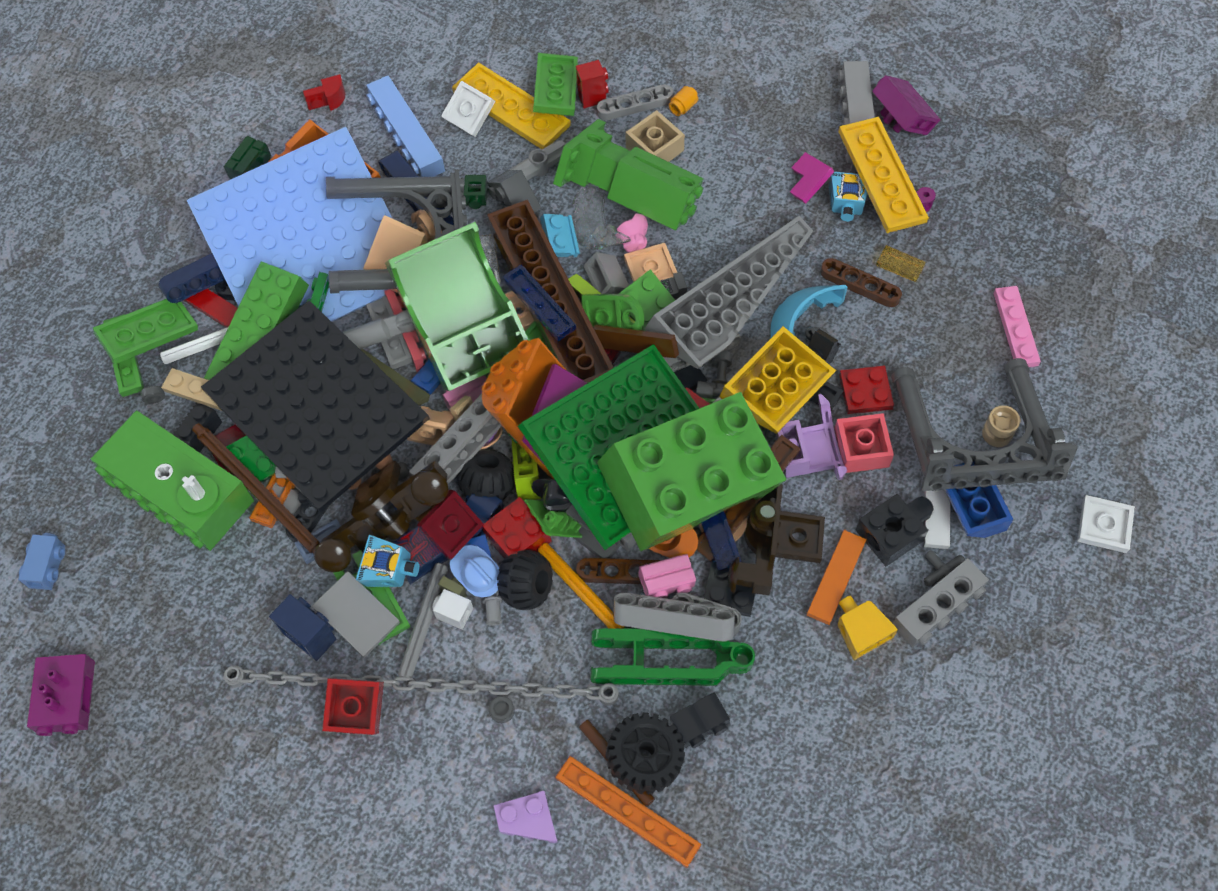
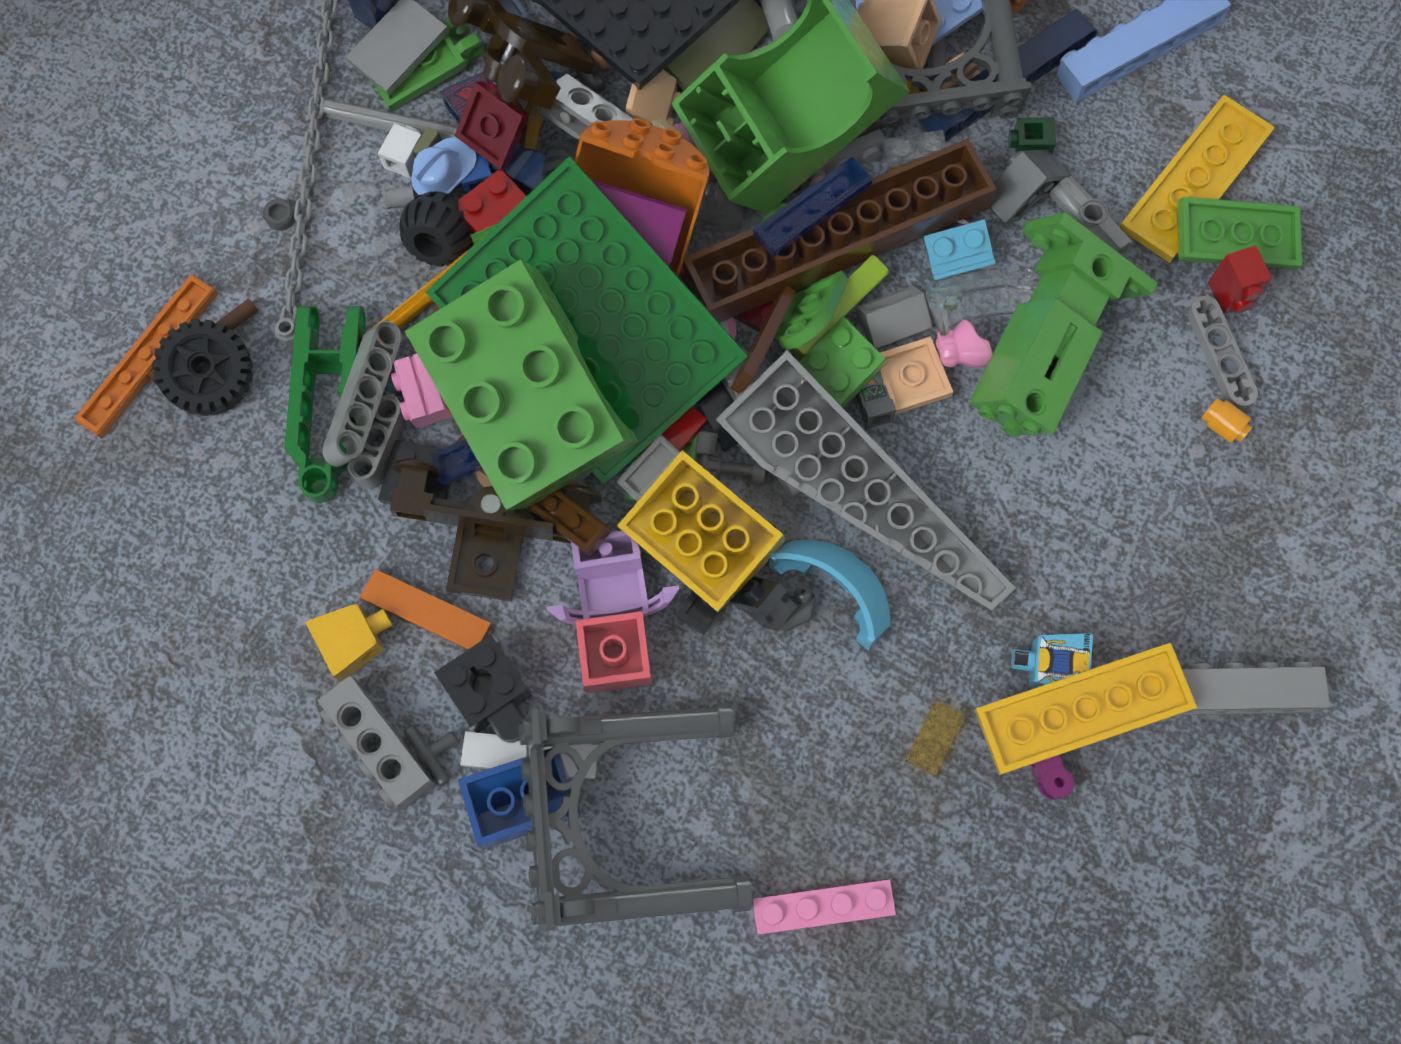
camera: 90 degrees right, 10 degrees up
(353, 706) = (283, 50): red brick -> none
(385, 564) = (450, 62): torso -> none
(468, 108) = (1181, 117): white plate -> none
(526, 818) = (148, 247): lavender wing -> none
(656, 136) = (1137, 374): tan brick -> none
(700, 720) = (241, 434): black brick -> none
(813, 174) = (1086, 611): dark pink tile -> none
(859, 285) = (897, 674): reddish brown beam -> none
(866, 390) = (712, 670): red plate -> none
(905, 106) = (1238, 762): magenta piece -> none
(1001, 426) = (640, 854): tan wheel -> none
(1106, 524) = (484, 995): white plate -> none

